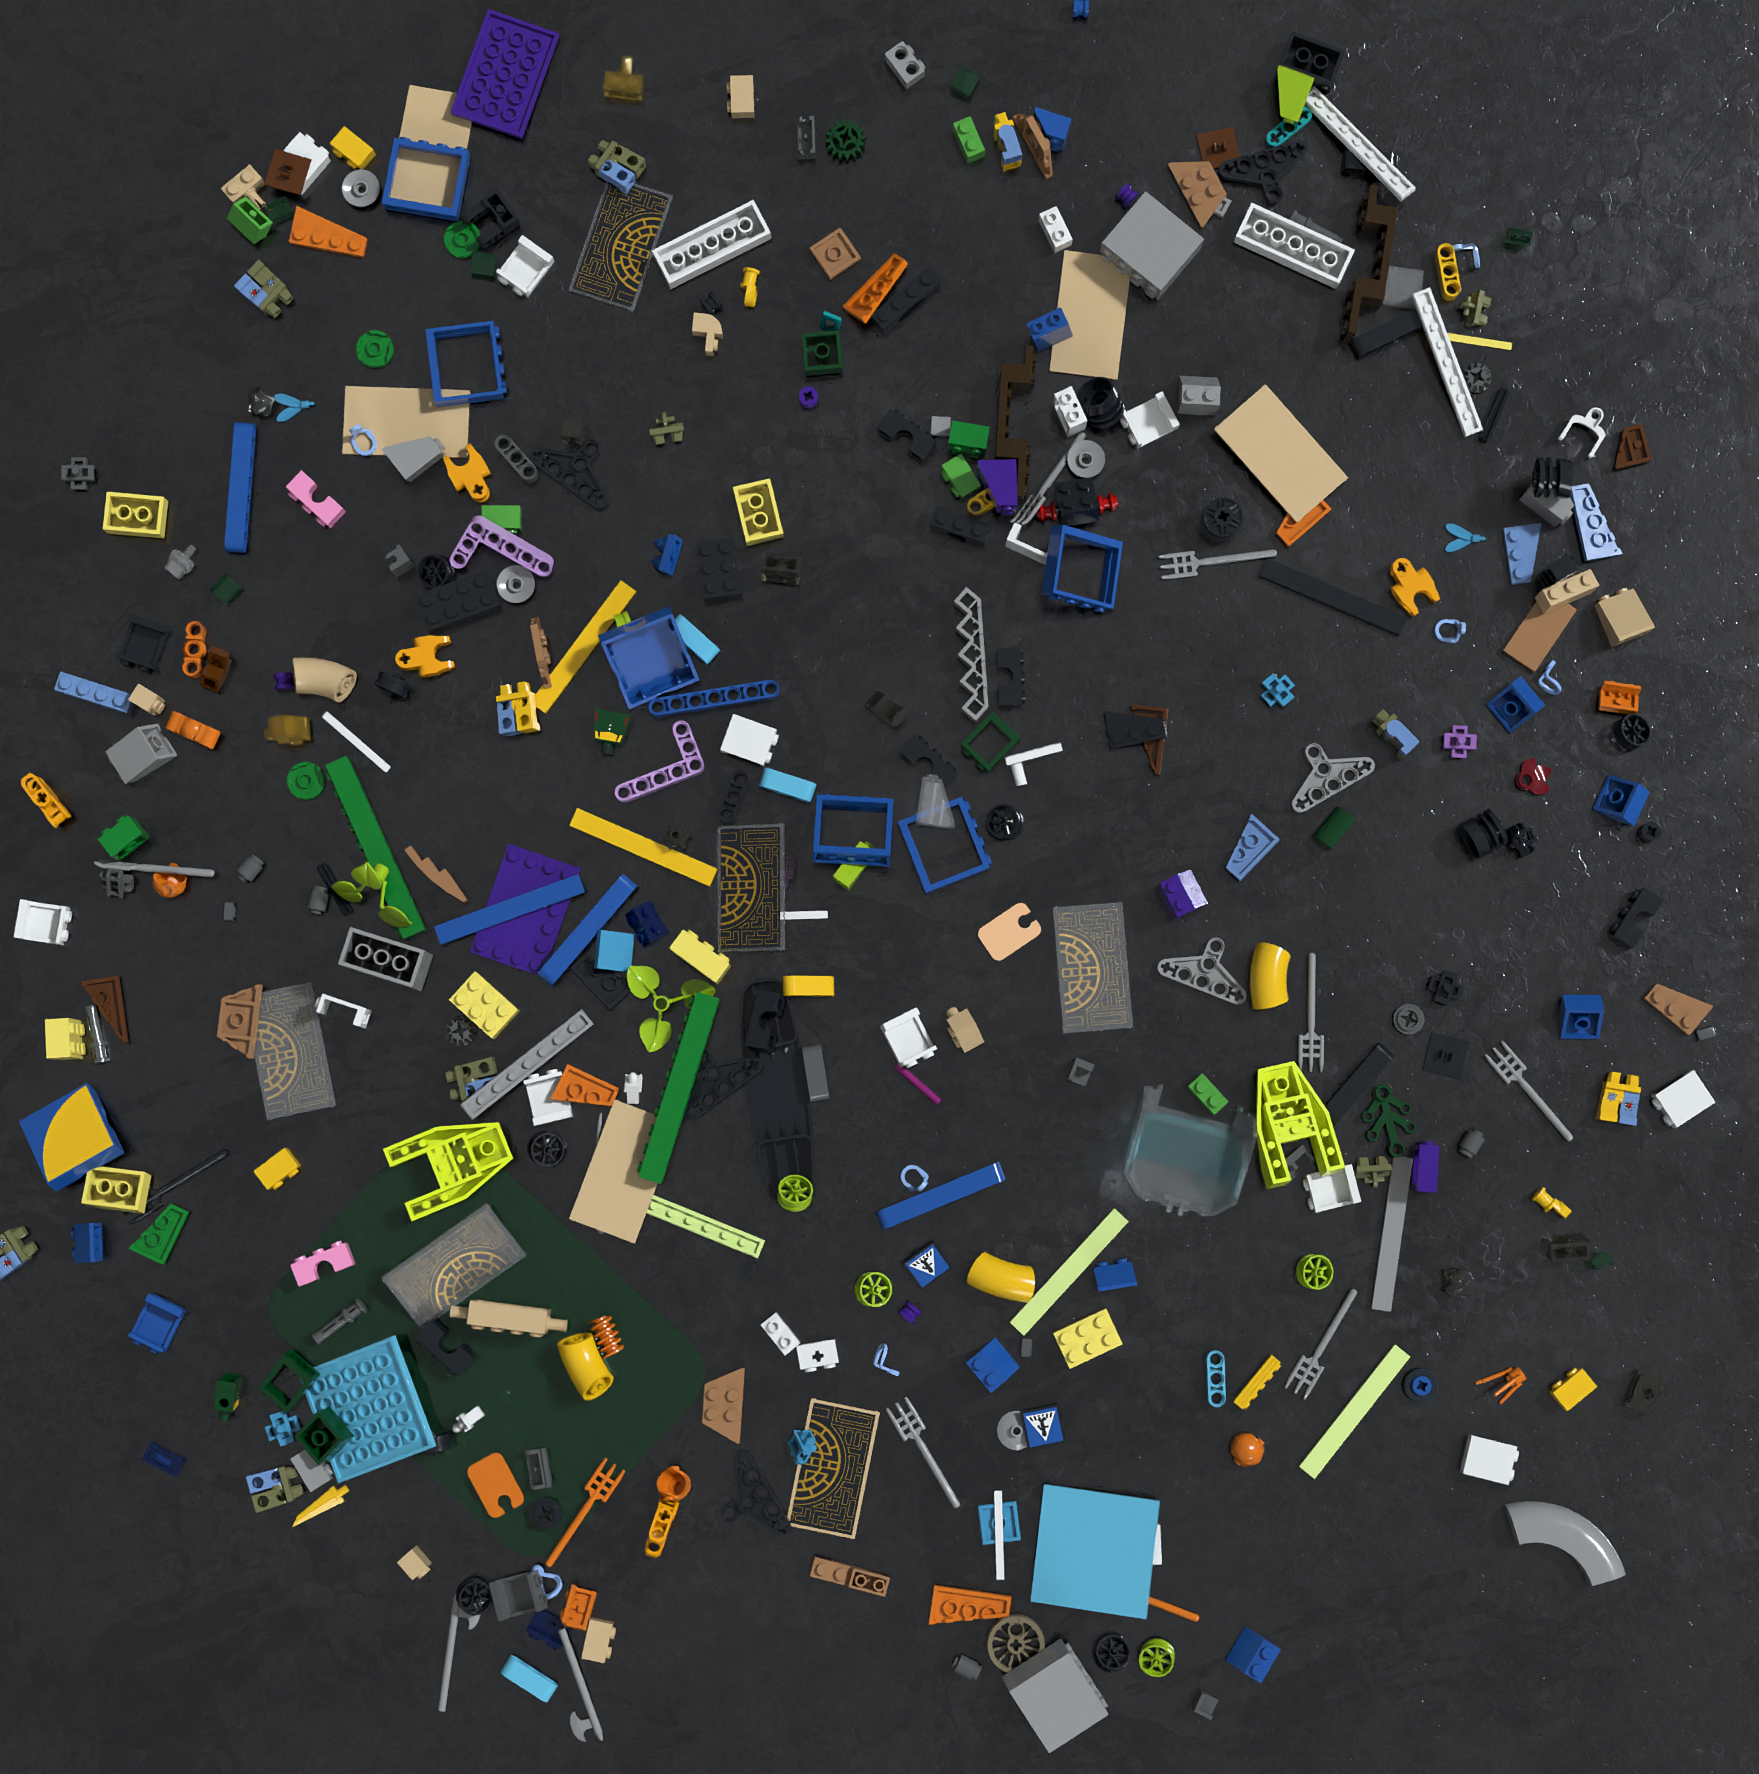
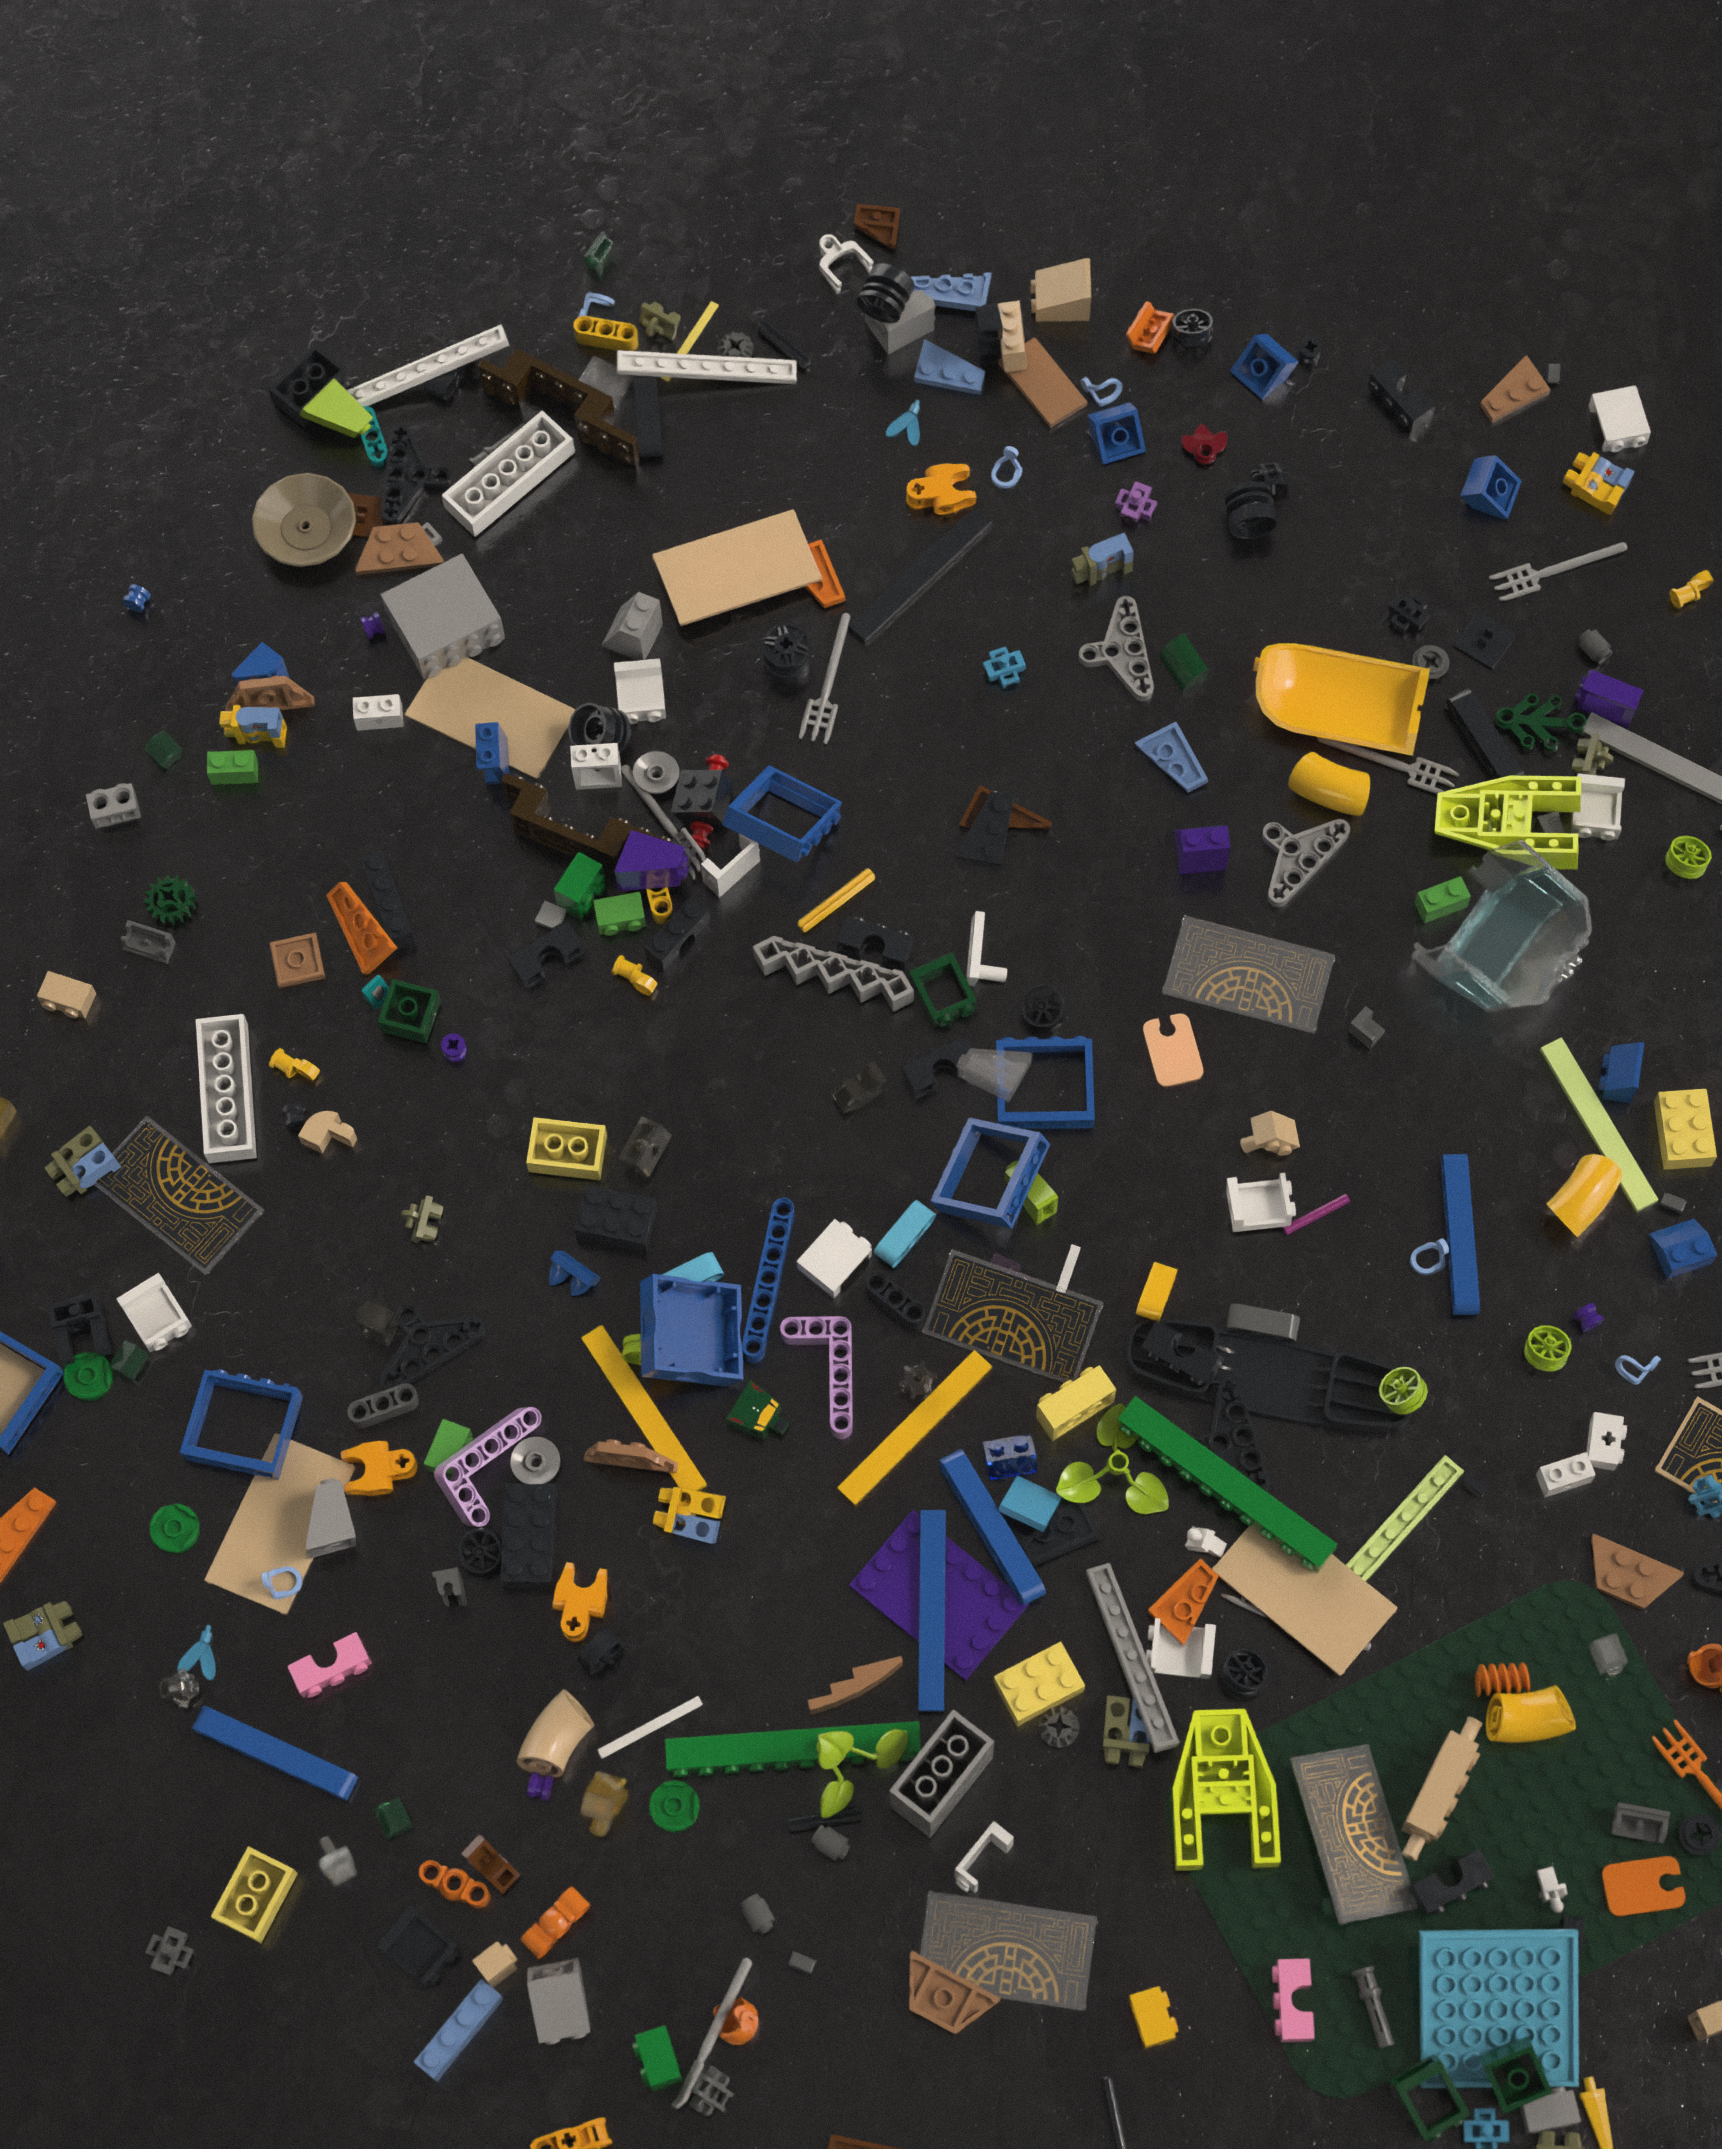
camera: 65 degrees left, 15 degrees down
(653, 1407) = (1608, 1655): none -> clear brick
(918, 504) = (631, 971): none -> yellow connector
(927, 1265) = (1538, 1277): piece -> none
(1034, 634) = (836, 900): none -> yellow axle
(1193, 88) = (298, 503): none -> dark tan dish
(1349, 958) = (1341, 695): none -> yellow panel

